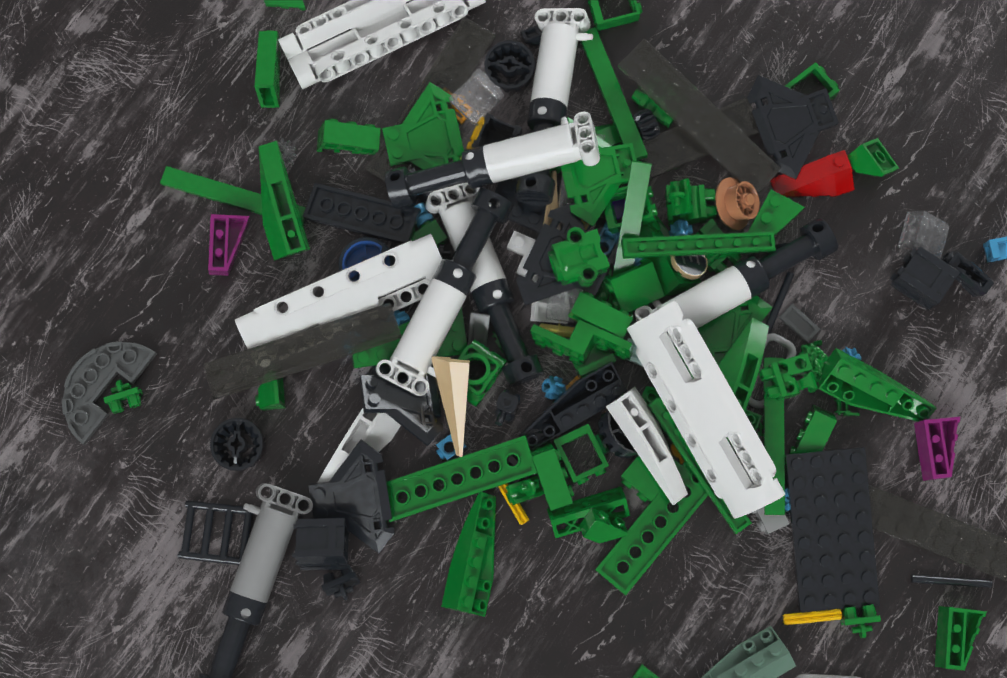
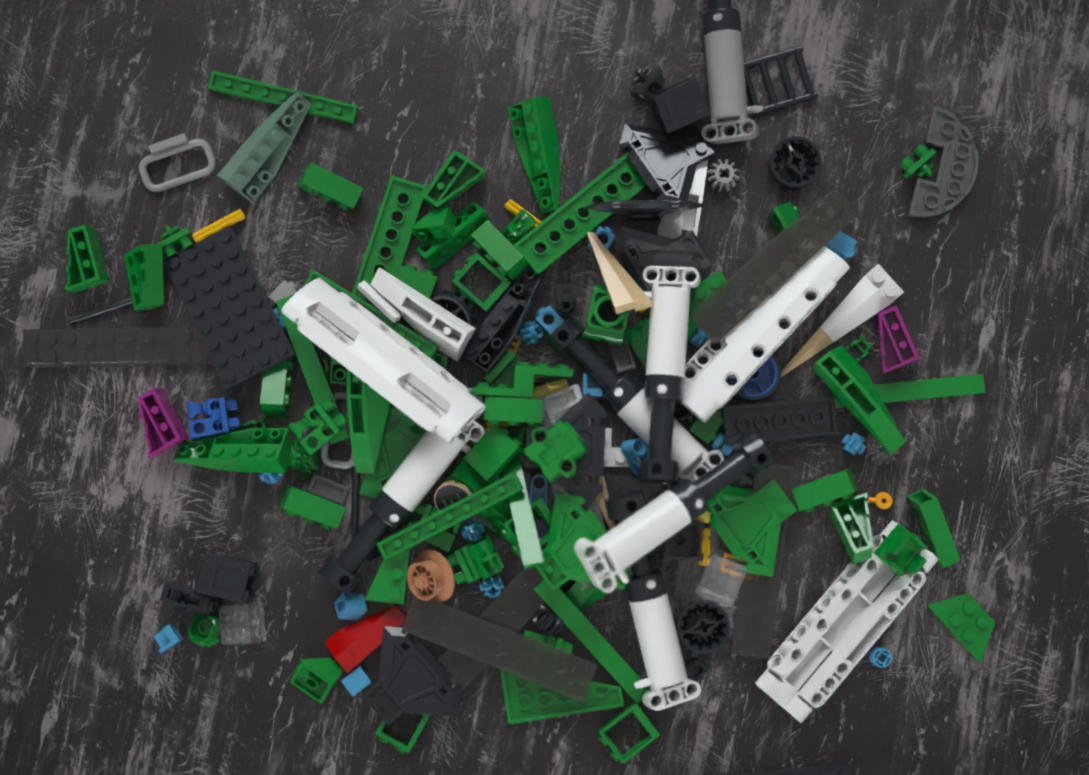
camera: 150 degrees right, 5 degrees up
(228, 345) = (842, 245): none -> dark azure brick
(234, 291) = (865, 300): none -> white plate
(256, 245) = (864, 352): none -> green piece
(304, 167) = (853, 444): none -> dark azure gear
(305, 113) = (878, 500): none -> light orange piece
(307, 56) = (901, 551): none -> green panel
(314, 455) = (726, 181): none -> light grey gear
(338, 93) = (854, 527): none -> green wedge
(394, 452) = (644, 209): none -> black plate
(504, 237) = (634, 451): none -> dark azure piece
(520, 314) = (591, 386): none -> dark azure panel
(531, 384) = (548, 311): none -> dark azure brick
(569, 563) = (453, 180): none -> green wedge
(683, 171) = (491, 586): none -> dark azure gear
(685, 473) = (380, 302): none -> white axle
(690, 62) = (532, 702): none -> green wing
(690, 608) = (329, 186): none -> green wedge
(819, 208) = (350, 606): none -> dark azure panel
(823, 311) = (311, 507): none -> green wedge
(839, 141) = (356, 681): none -> dark azure panel
(878, 432) = (218, 417): none -> blue hips
(902, 592) = (146, 276): none -> green wedge
(962, 239) = (205, 630): none -> green hair

